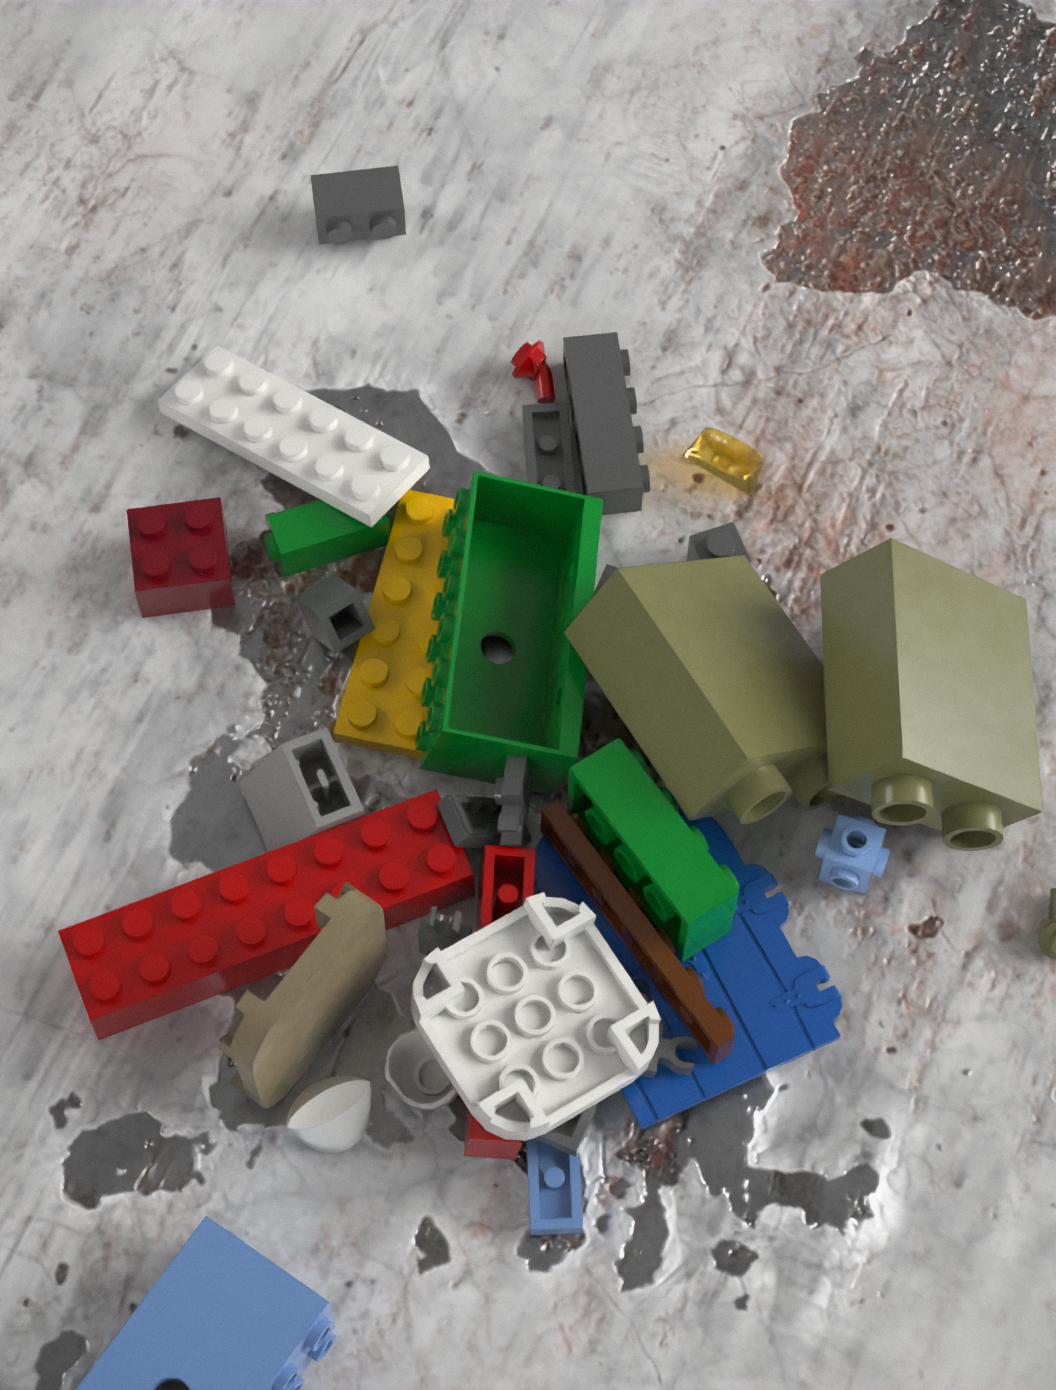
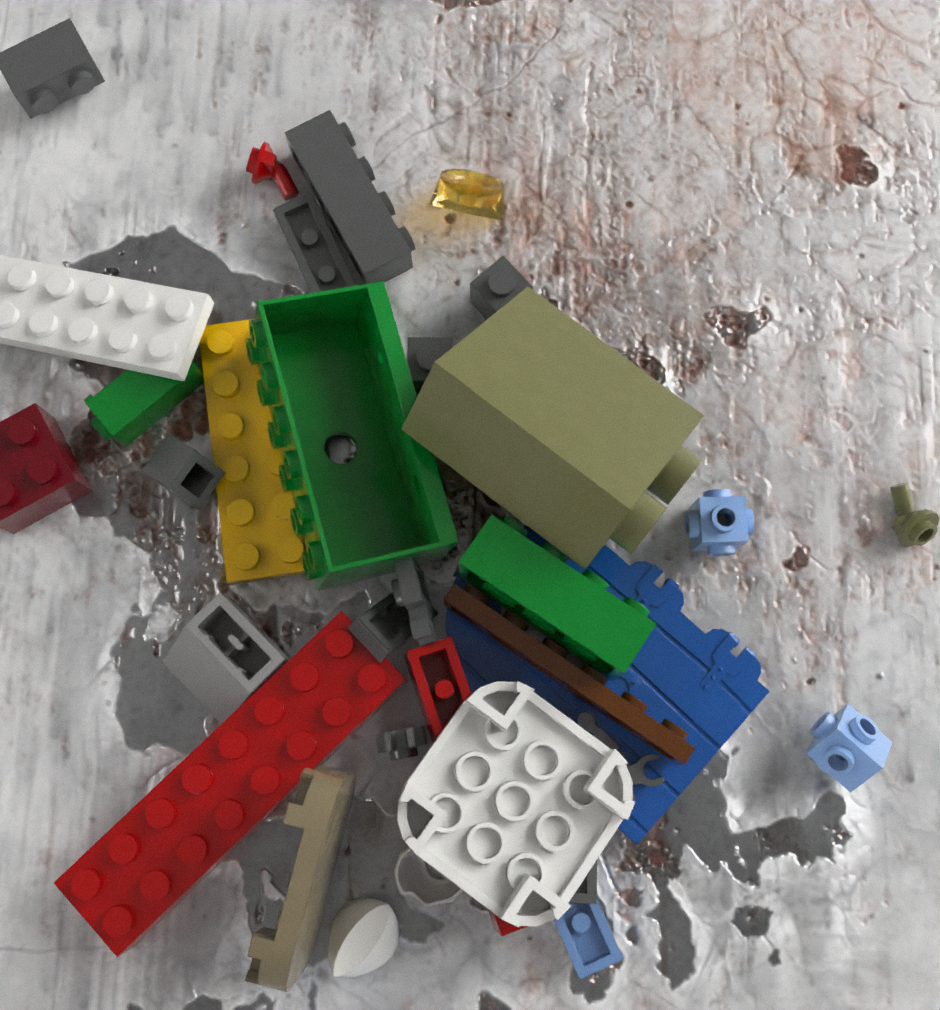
camera: 20 degrees left, 15 degrees up
(898, 1112) = (848, 747): none -> light blue brick
(929, 695) = (742, 363): brick -> none

